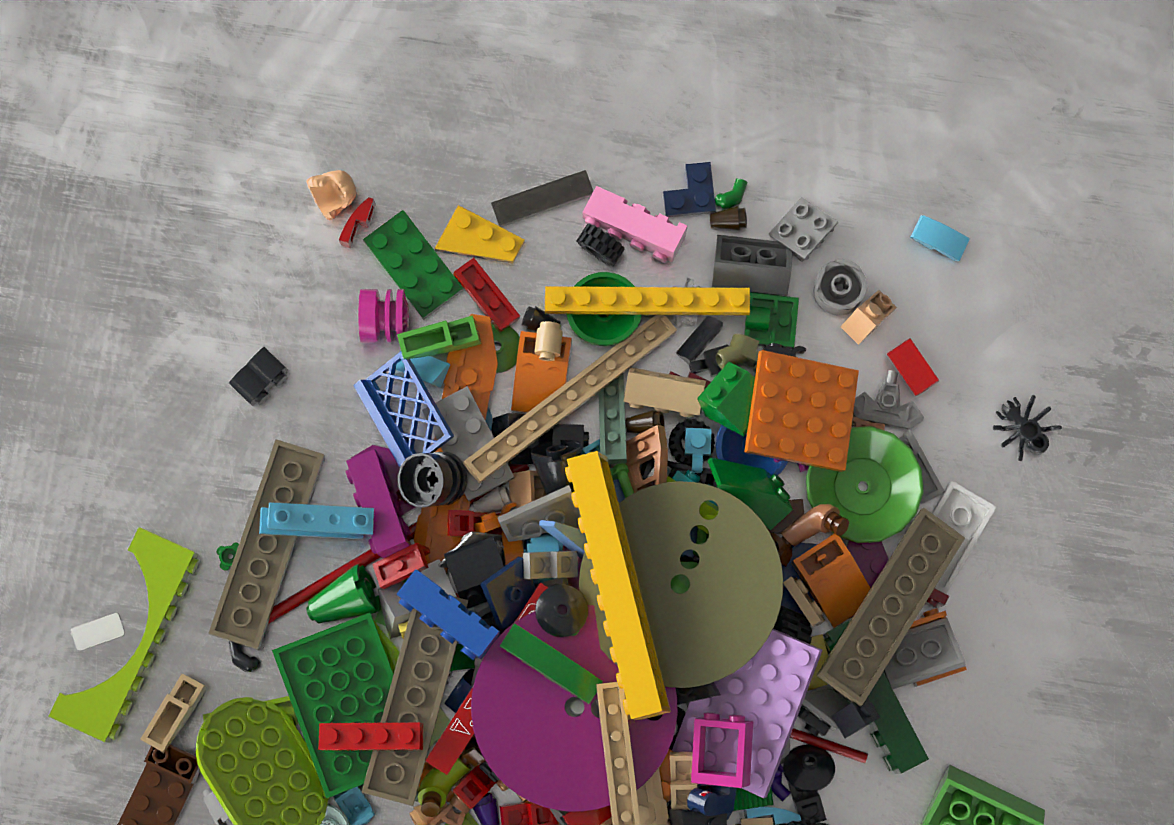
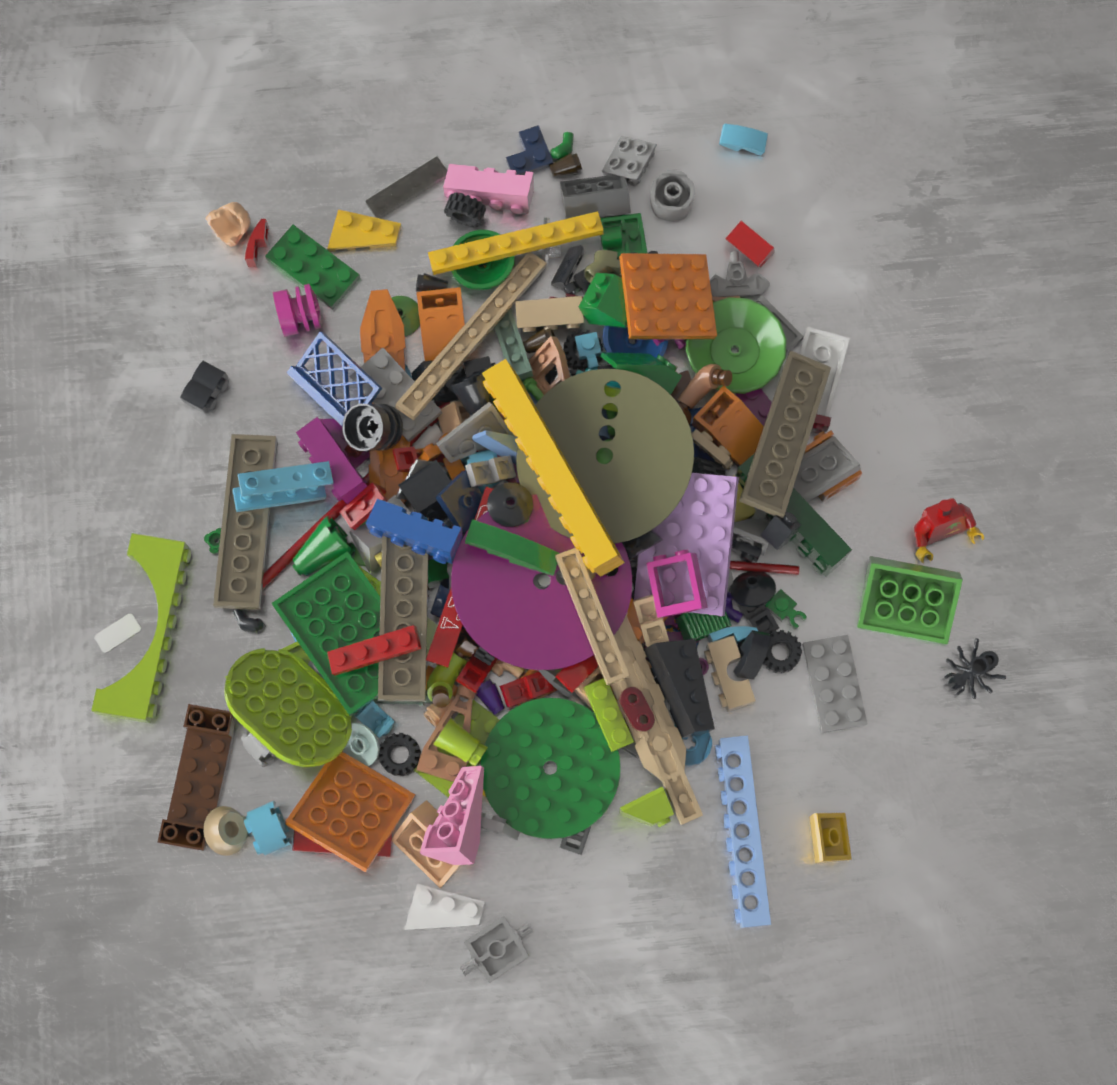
camera: 15 degrees left, 5 degrees down
(173, 713) = (199, 679): tan slope -> none
(429, 369) = (349, 343): medium azure slope -> none
(439, 338) = (349, 314): bright green slope -> none
(486, 295) = (380, 274): red plate -> none
(548, 341) = (441, 292): tan brick -> none
(712, 801) = (681, 629): dark blue leg -> none
(837, 796) = (783, 607): none -> green plate
(868, 316) = (702, 214): light nougat slope -> none
(1028, 430) = (858, 269): black animal -> none
(1041, 748) = (941, 522): none -> red torso

